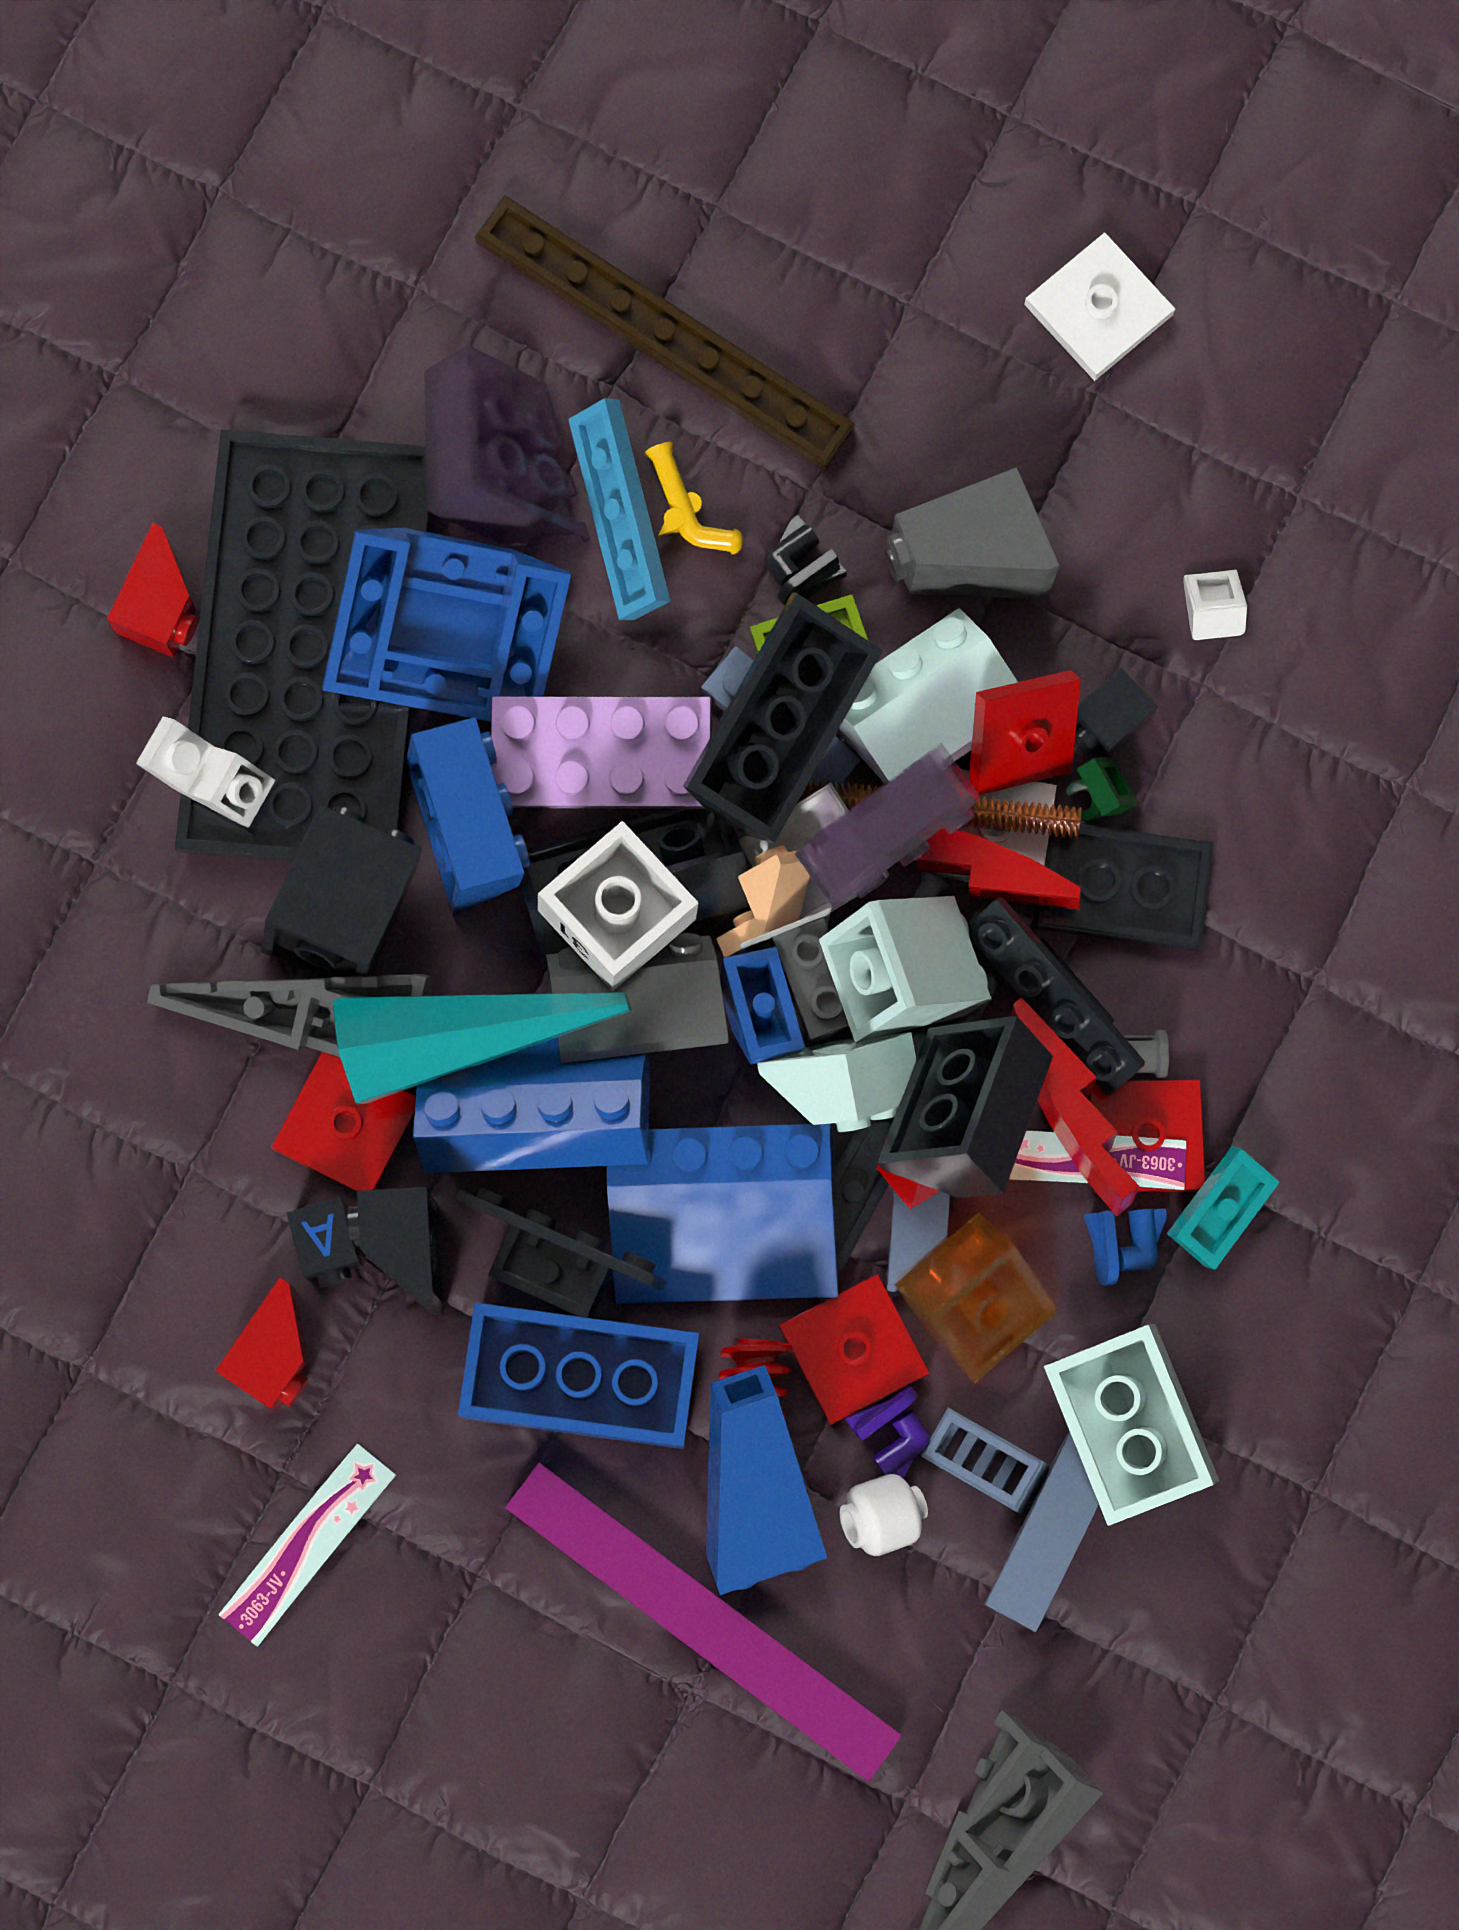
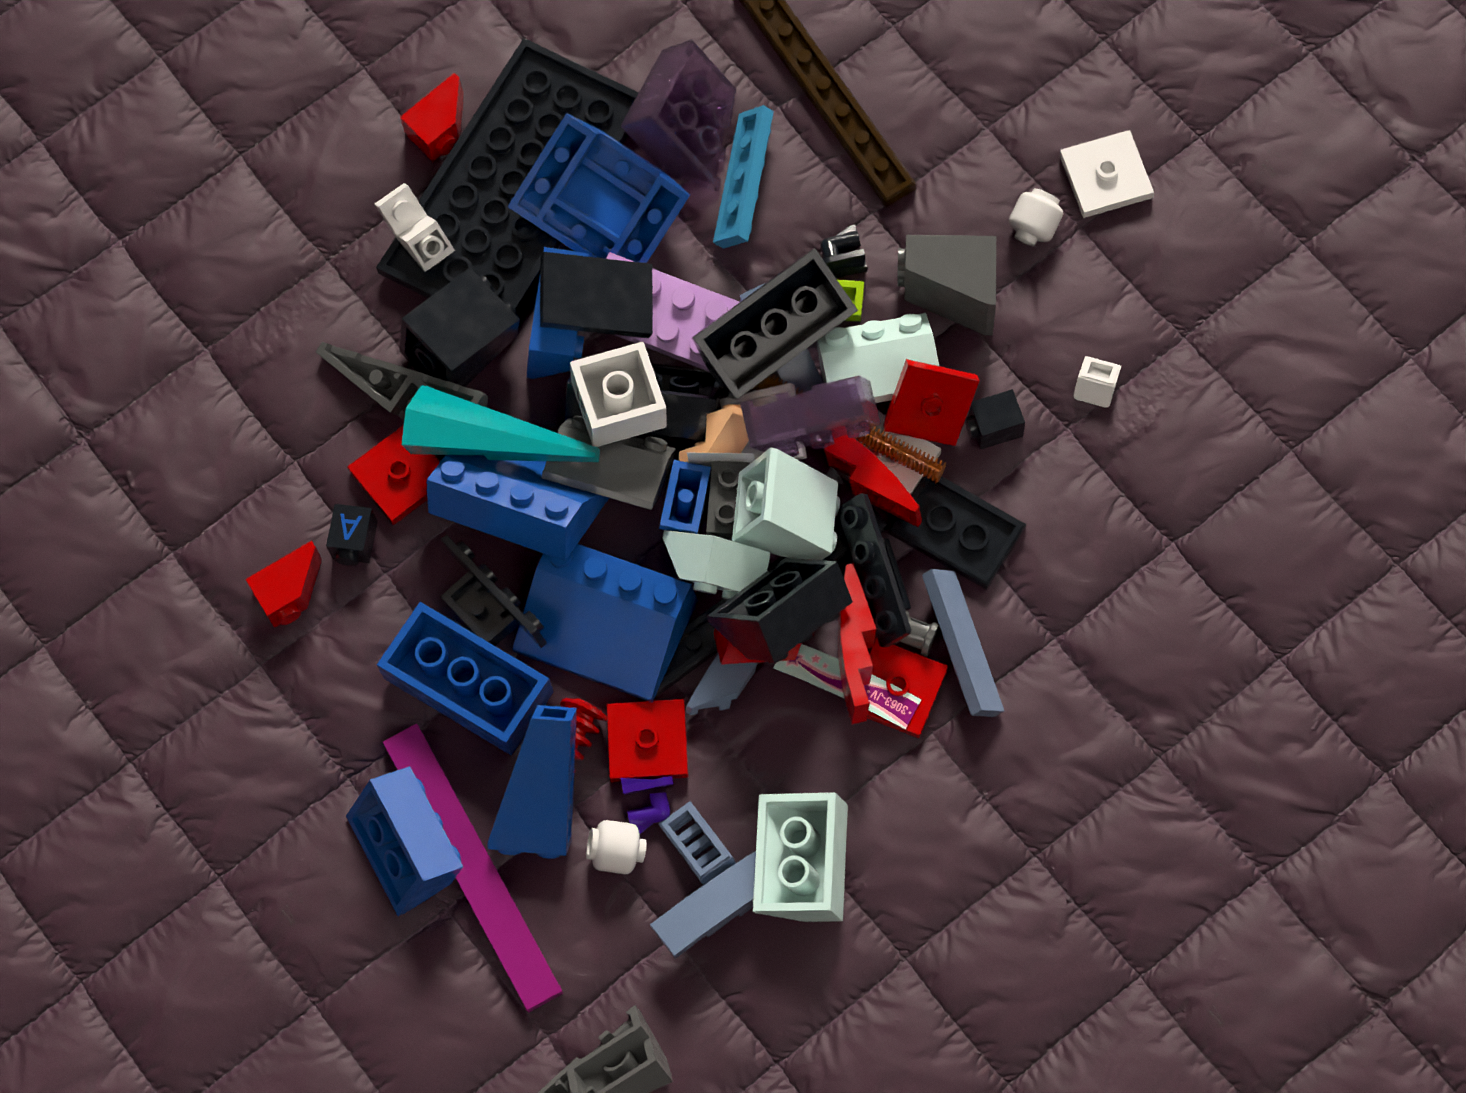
camera: 35 degrees right, 10 degrees down
(306, 1544) = (252, 713): sticker -> none
(402, 1239) = (396, 543): black slope -> none
(514, 773) = (596, 295): none -> black tile
(602, 1631) = (404, 839): none -> blue slope
(684, 505) = (781, 197): yellow piece -> none
(977, 1297) = (740, 739): clear orange slope -> none
(1037, 408) = (1035, 217): none -> white head
(1107, 787) = (971, 460): dark green tile -> none
(1142, 1255) = (860, 760): blue piece -> none
(1205, 1041) = (962, 643): none -> sand blue tile
(1223, 1207) = (925, 750): teal plate -> none

